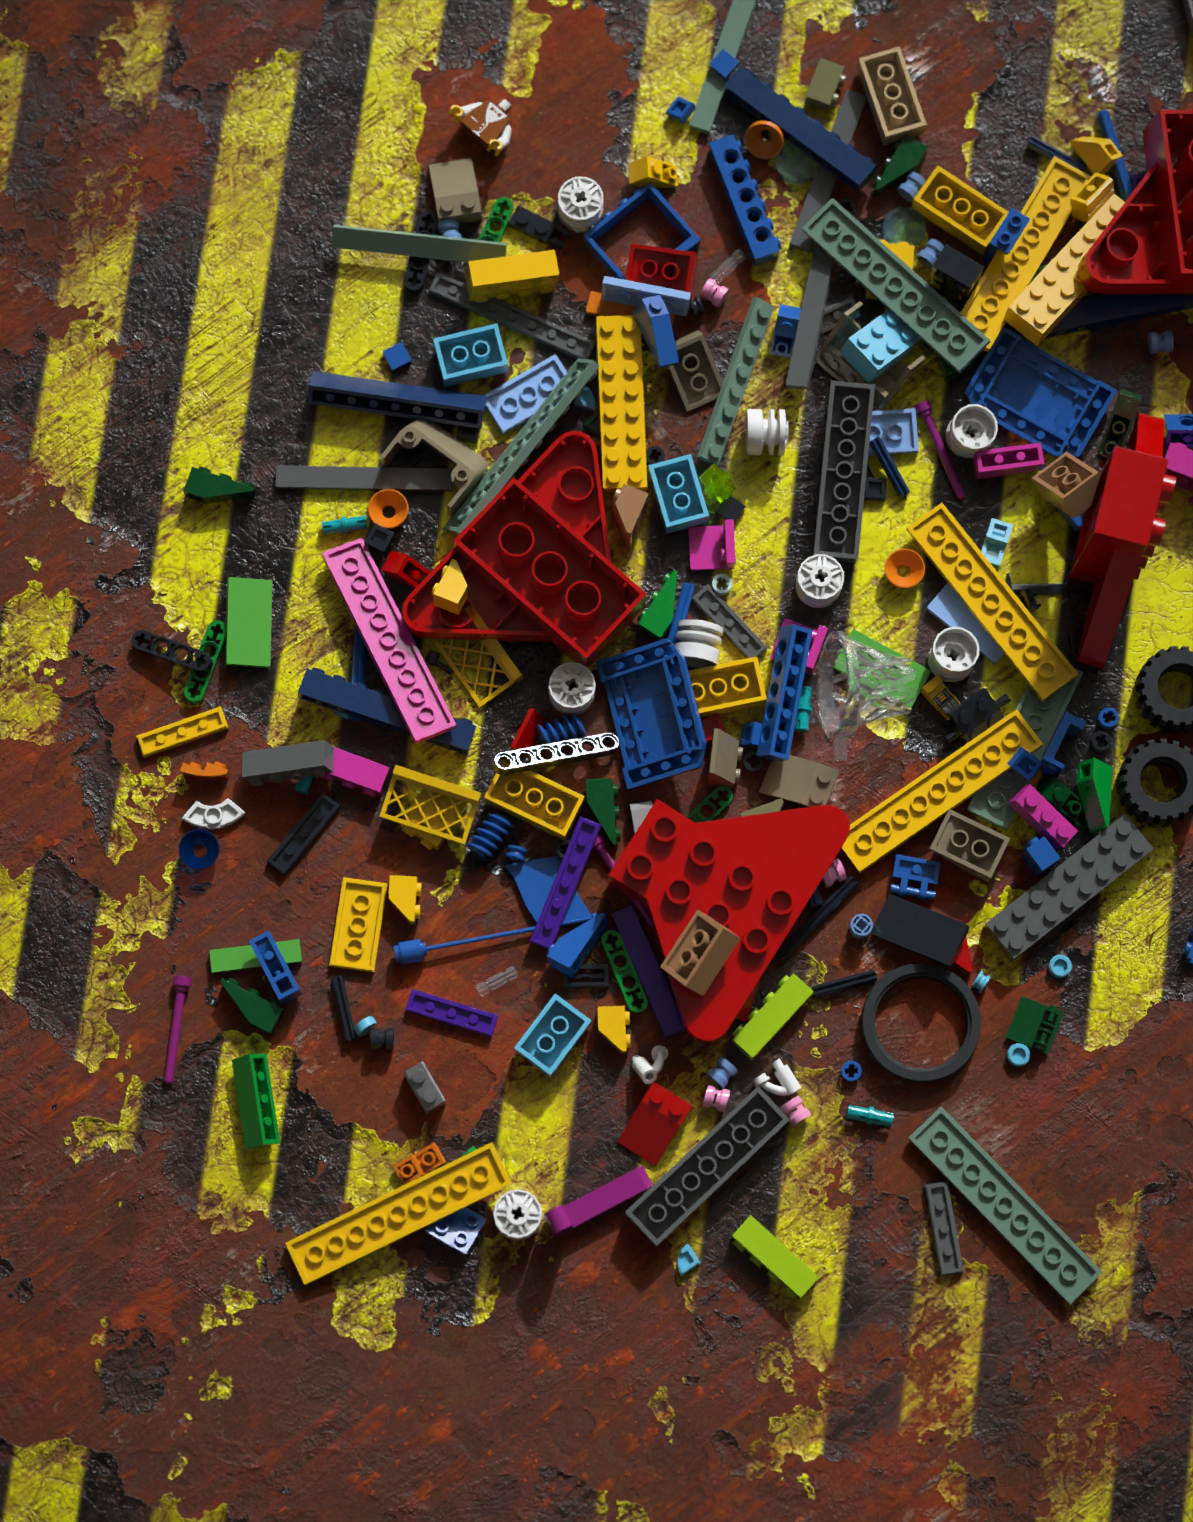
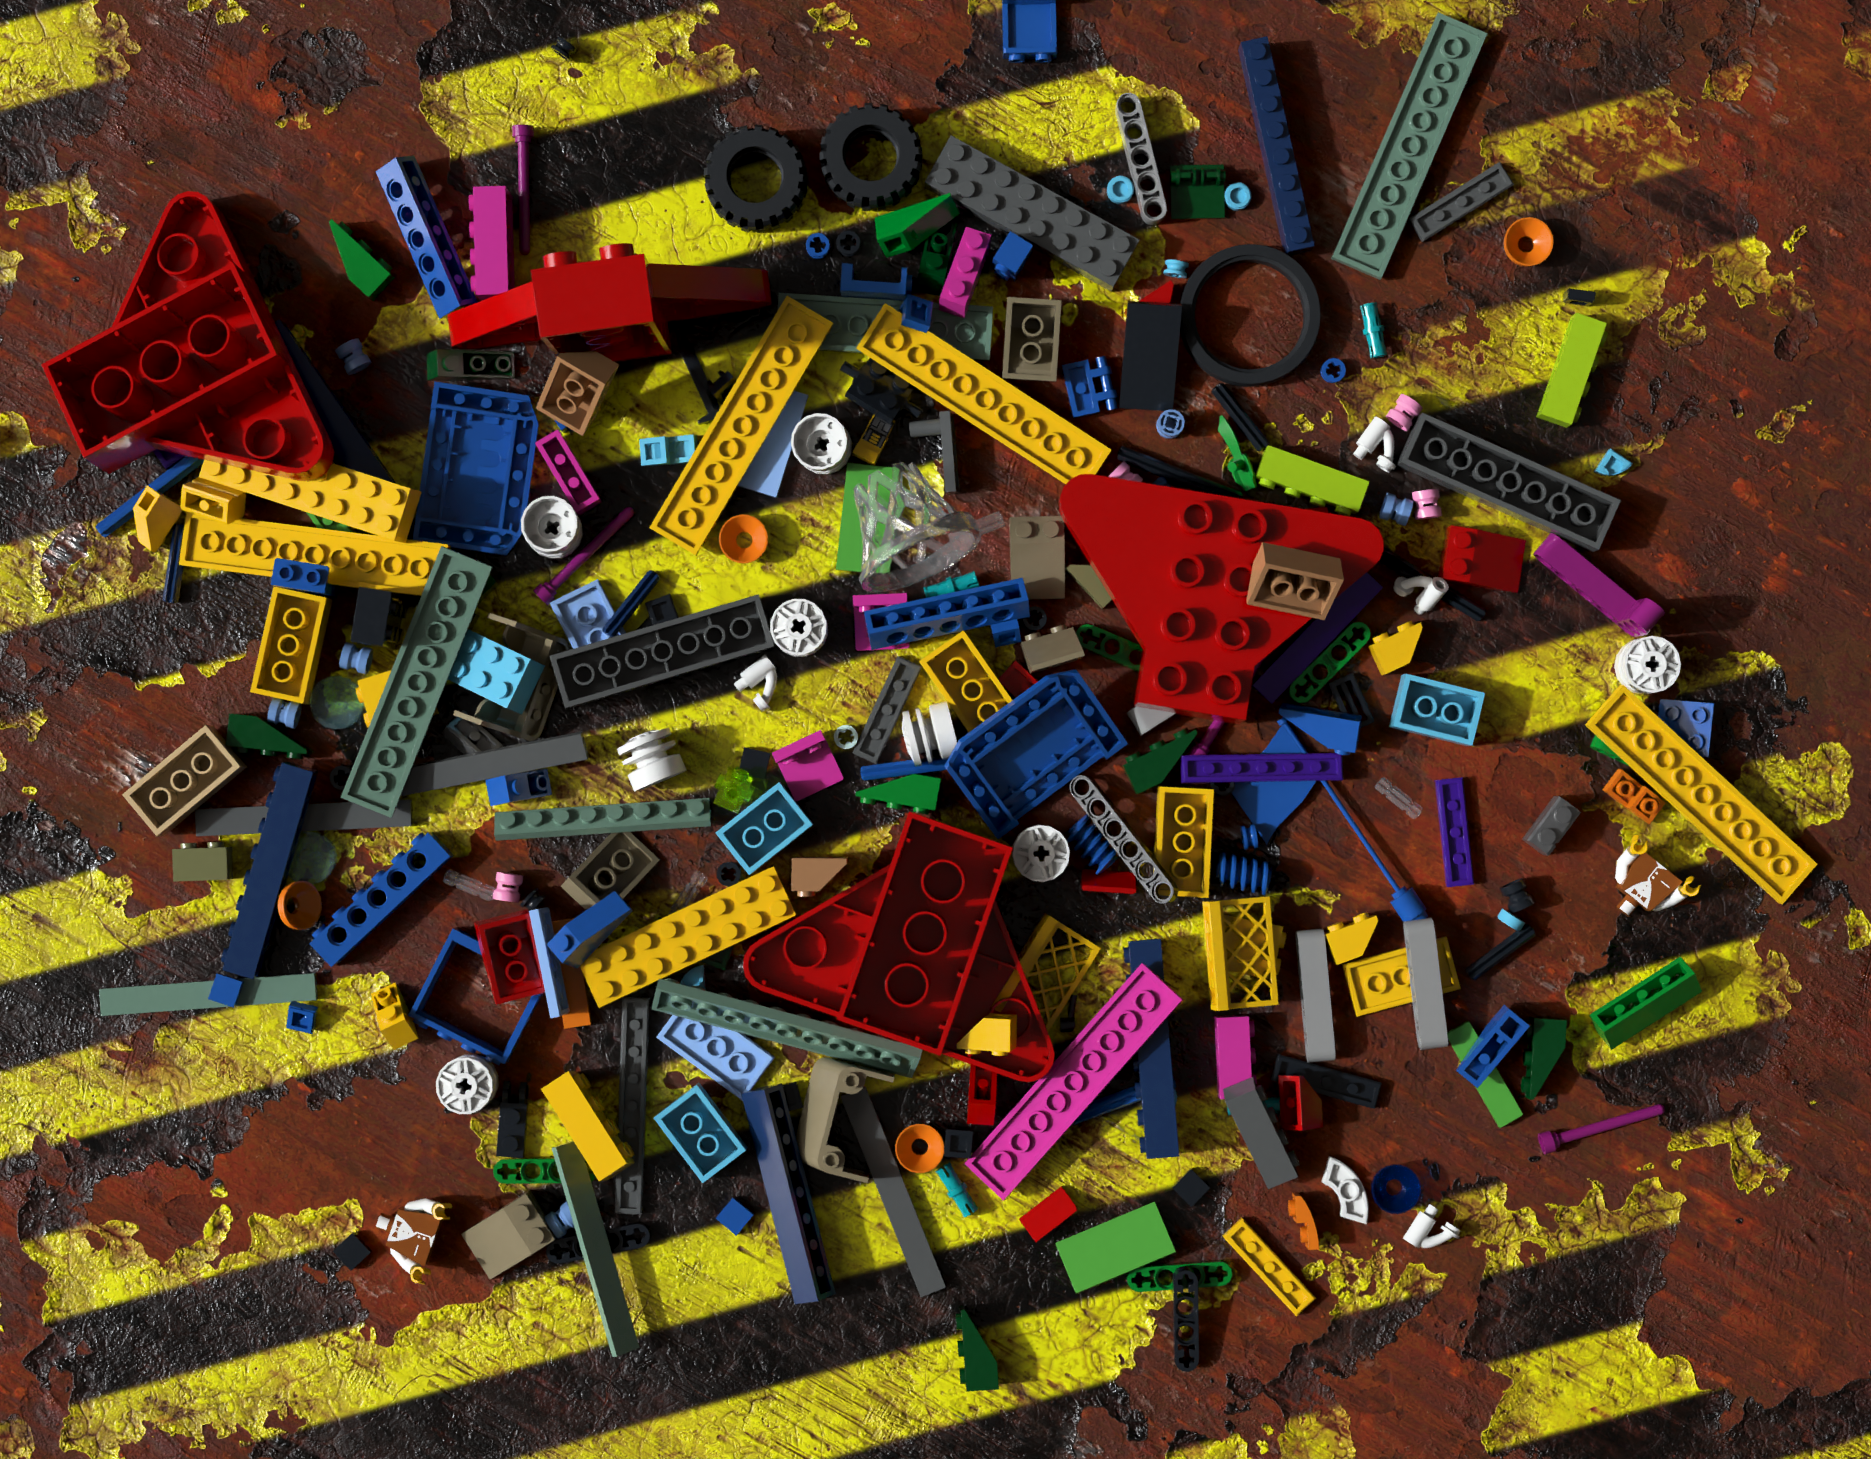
camera: 115 degrees left, 10 degrees up
(162, 860) = (1421, 1227): none -> white plant
(268, 698) = (1190, 1187): none -> black tile
(295, 802) = (1299, 1104): none -> red slope
(296, 584) = (1048, 1214): none -> red slope
(345, 936) = (1425, 983): none -> light grey beam
(348, 1143) = (1647, 881): none -> torso
(372, 851) = (1315, 995): none -> light grey beam
(493, 77) = (352, 1251): none -> black tile
(669, 1064) = (1451, 597): none -> black axle
(798, 537) = (756, 673): none -> white plant
(807, 967) = (1240, 464): none -> green piece
(830, 1287) = (1578, 297): none -> black tile
(899, 1256) = (1534, 230): none -> orange piece
(926, 755) = (946, 428): none -> dark grey piece
(1045, 1098) = (1276, 146): none -> dark blue brick
(1088, 987) = (1140, 146): none -> light grey beam

